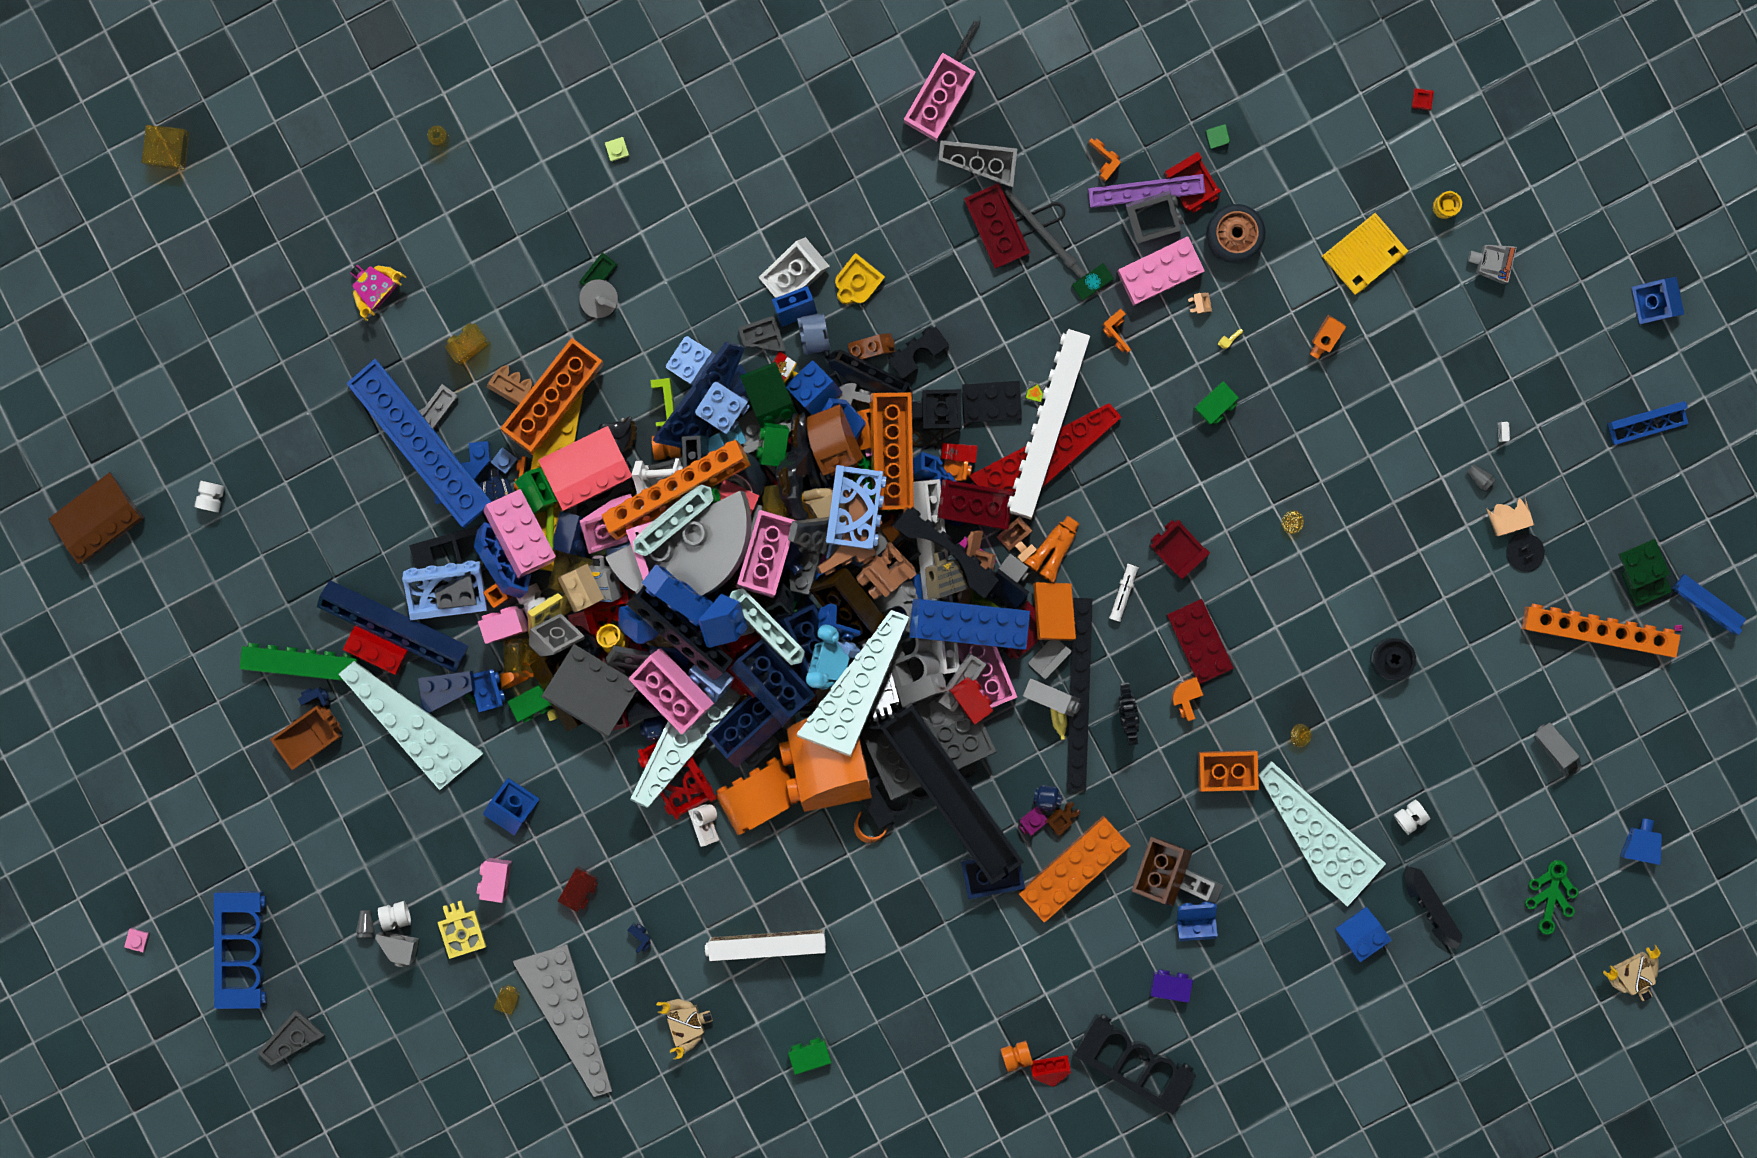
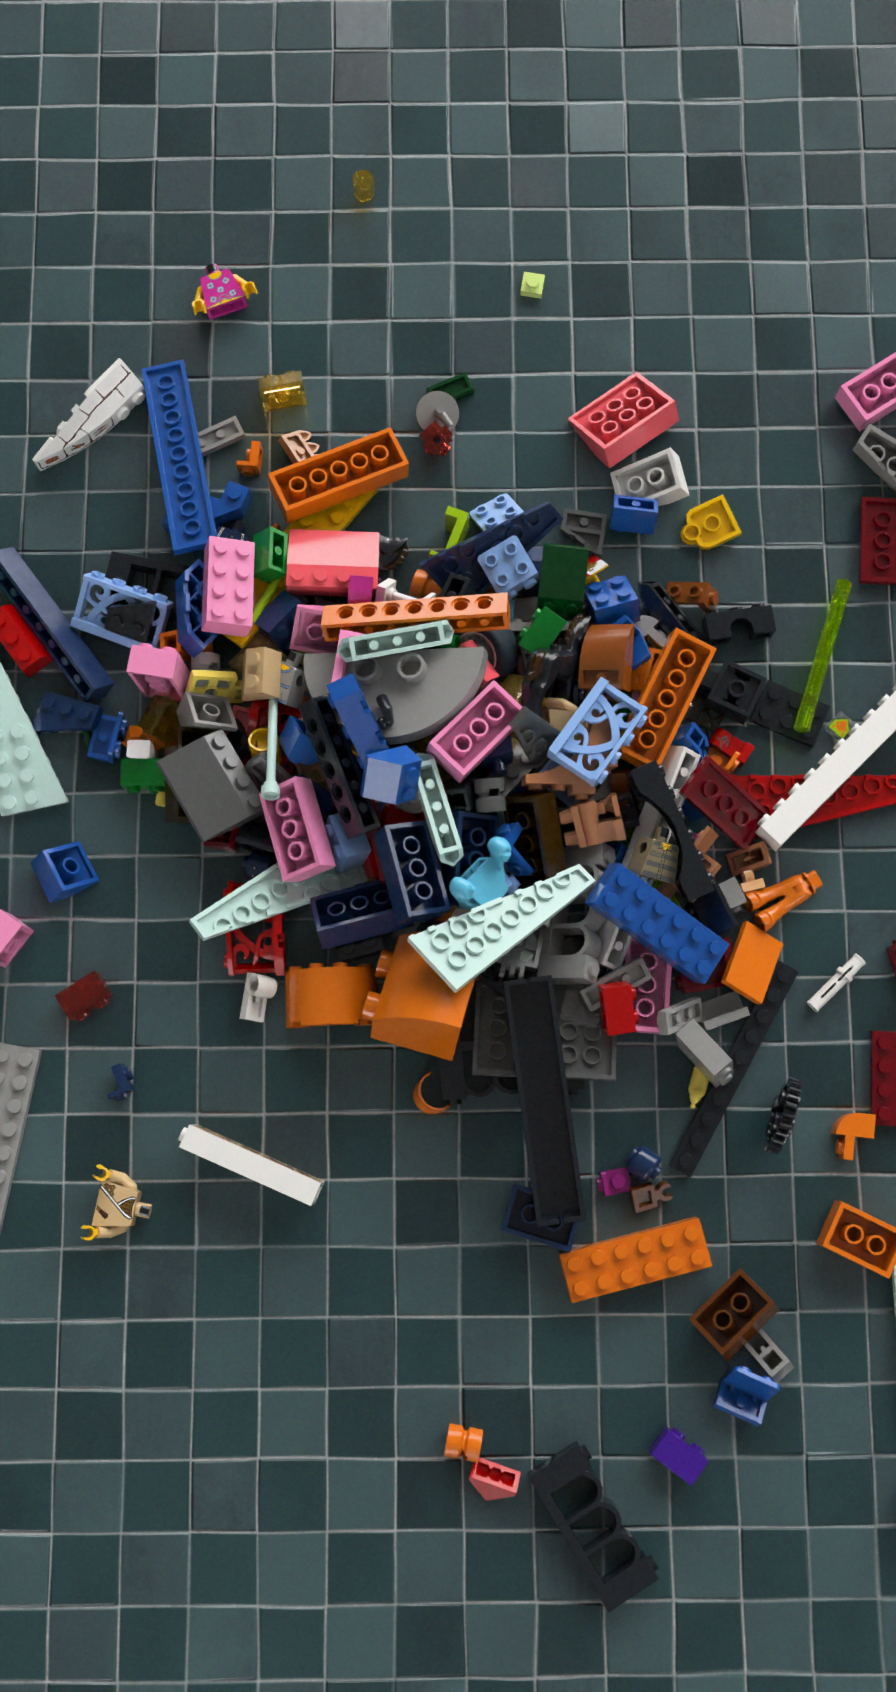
camera: 30 degrees right, 10 degrees down
(165, 147) = (96, 71): clear yellow brick -> none
(336, 431) = (105, 406): none -> white wedge
(475, 410) = (254, 460): none -> orange bracket
(504, 460) = (255, 521): medium blue plate -> none
(520, 689) = (141, 749): none -> white slope
(607, 317) = (435, 431): none -> clear red brick
(621, 487) = (360, 589): none -> dark pink brick
(637, 673) = (271, 789): none -> light aqua piece
(693, 575) = (387, 711): none -> black arm
(747, 228) = (624, 419): none -> coral slope
(800, 601) = (487, 803): none -> dark grey wheel
(809, 1055) = (232, 1315): green brick -> none
(814, 334) = (640, 550): sand blue brick -> none
(994, 343) = (823, 655): none -> clear neon green piece
(1018, 681) = (678, 1015): none -> light grey plate

